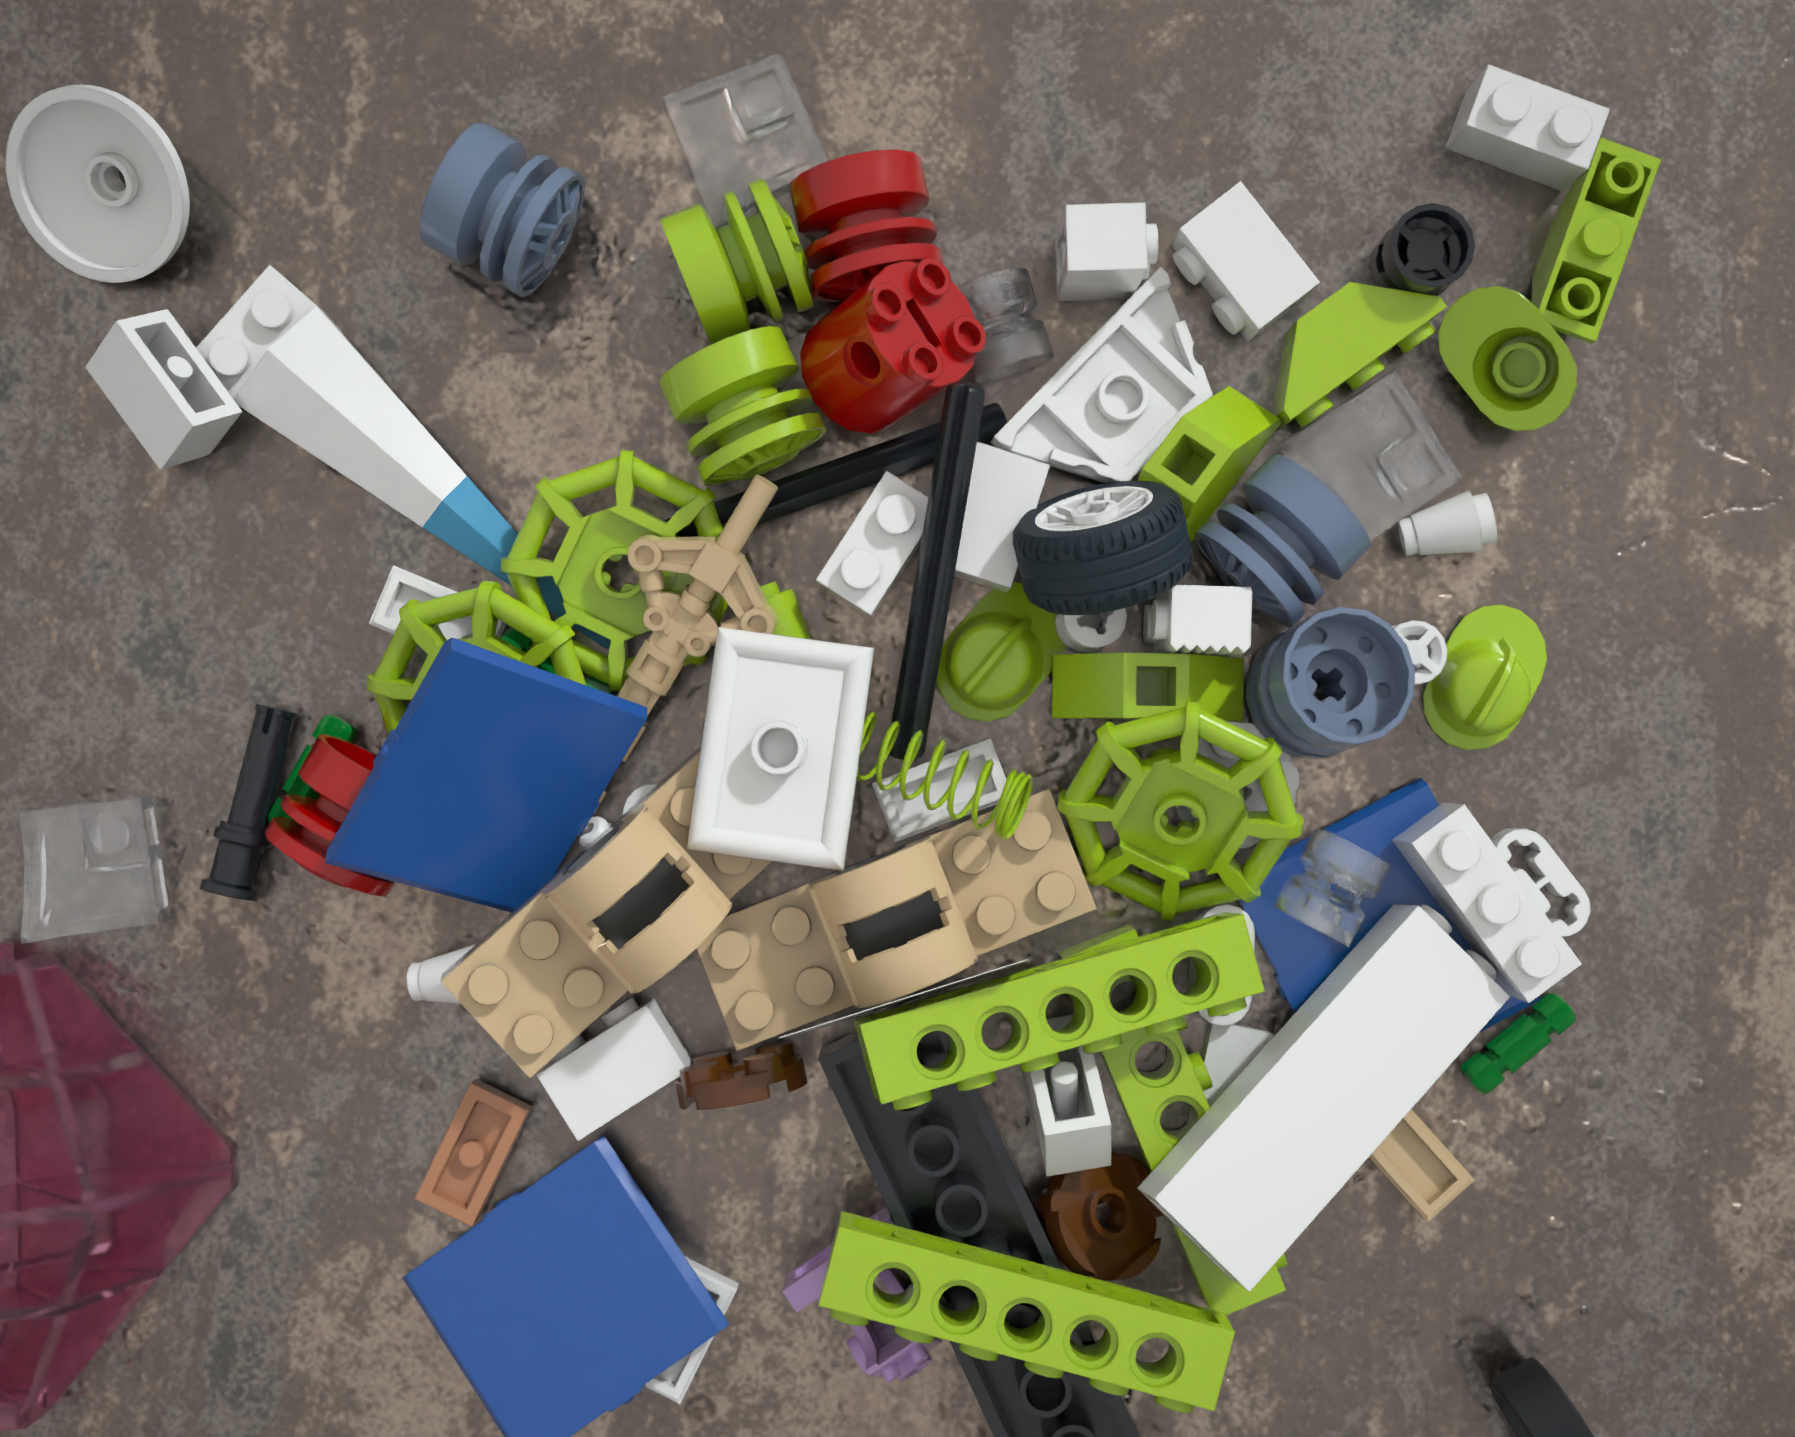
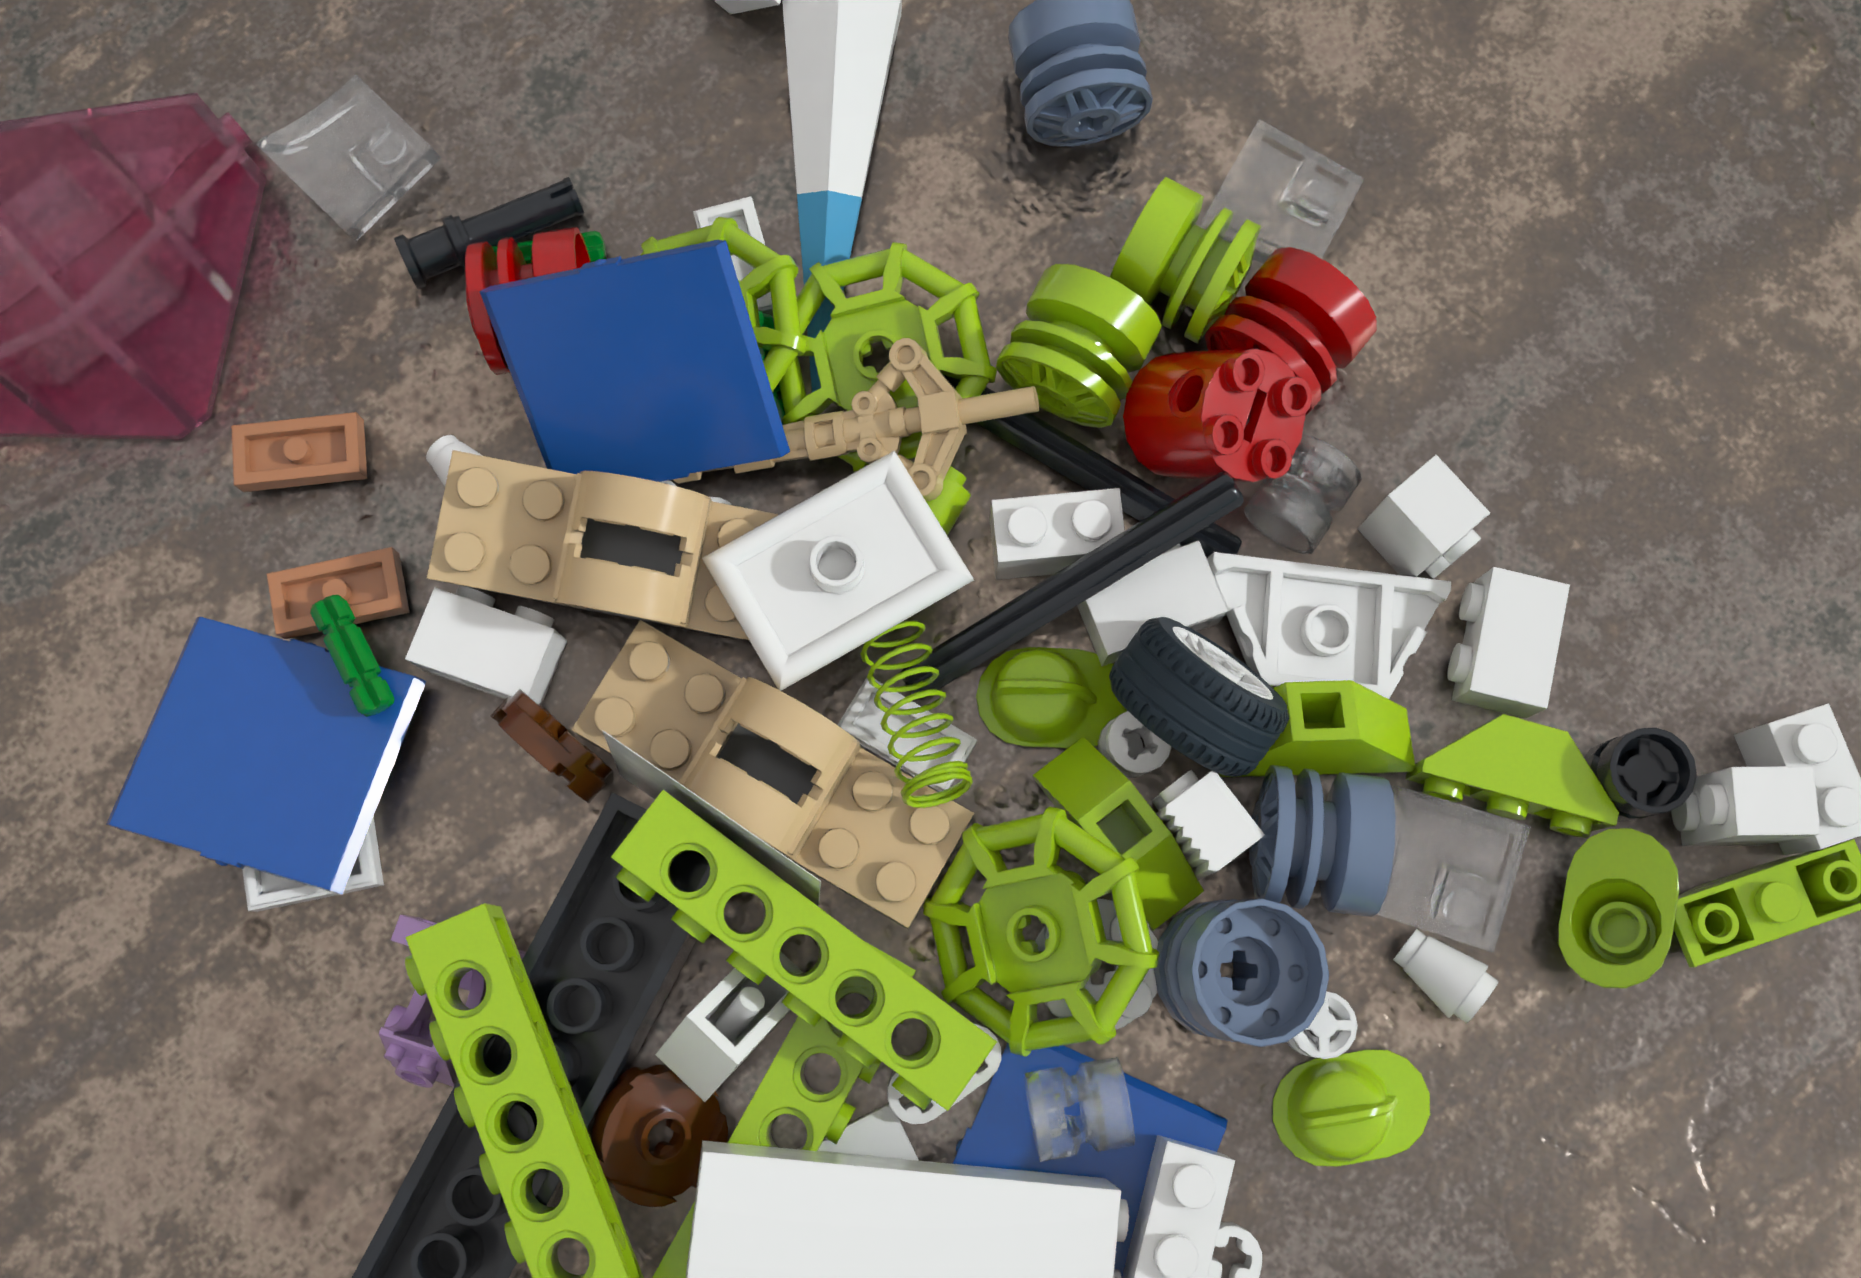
camera: 55 degrees right, 10 degrees down
(327, 1099) = (299, 452): none -> nougat plate
(540, 1180) = (352, 655): none -> green axle
(1516, 193) = (1749, 807): none -> white brick

